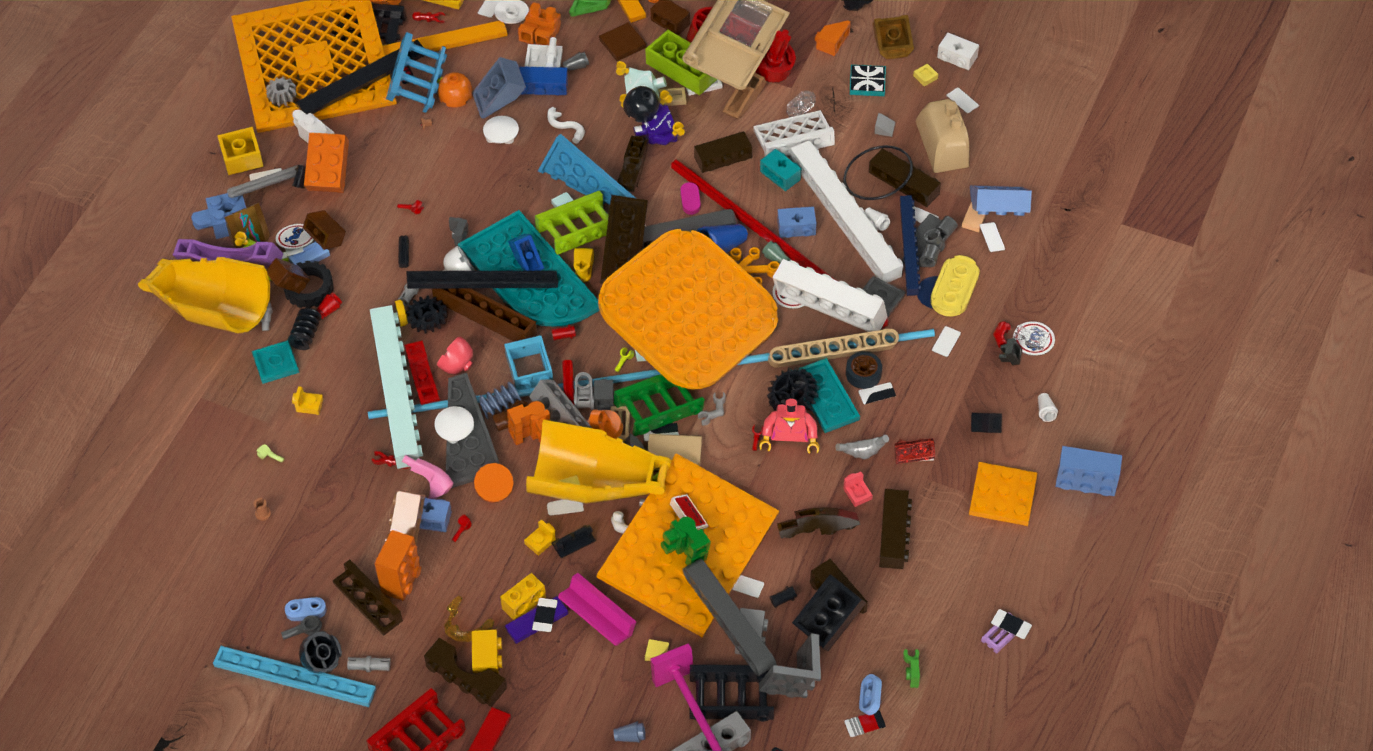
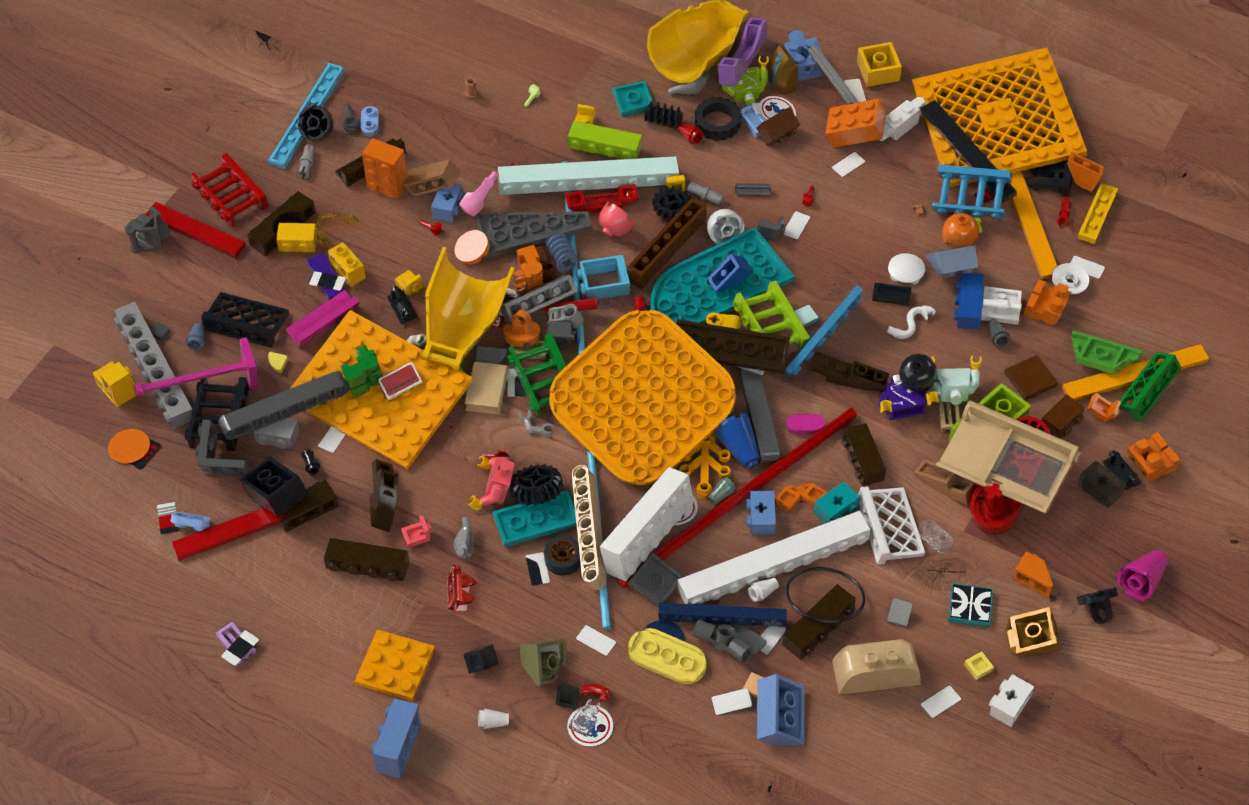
camera: 95 degrees right, 0 degrees up
(281, 91) = (950, 89): light grey gear -> none
(287, 275) = (709, 89): reddish brown brick -> none
(344, 376) = (604, 141): none -> lime brick
(366, 179) = (848, 164): none -> white sticker
(442, 215) = (796, 225): none -> white sticker
(454, 424) = (535, 215): white dish -> none
(481, 279) = (697, 237): black tile -> none
(531, 140) = (891, 294): none -> black tile
(615, 695) = (240, 328): none -> black fence
(766, 193) = (791, 496): none -> orange tile
(879, 665) = (225, 532): none -> red tile
(912, 671) = (207, 557): bright green plate -> none
(979, 374) = (543, 659): none -> olive slope

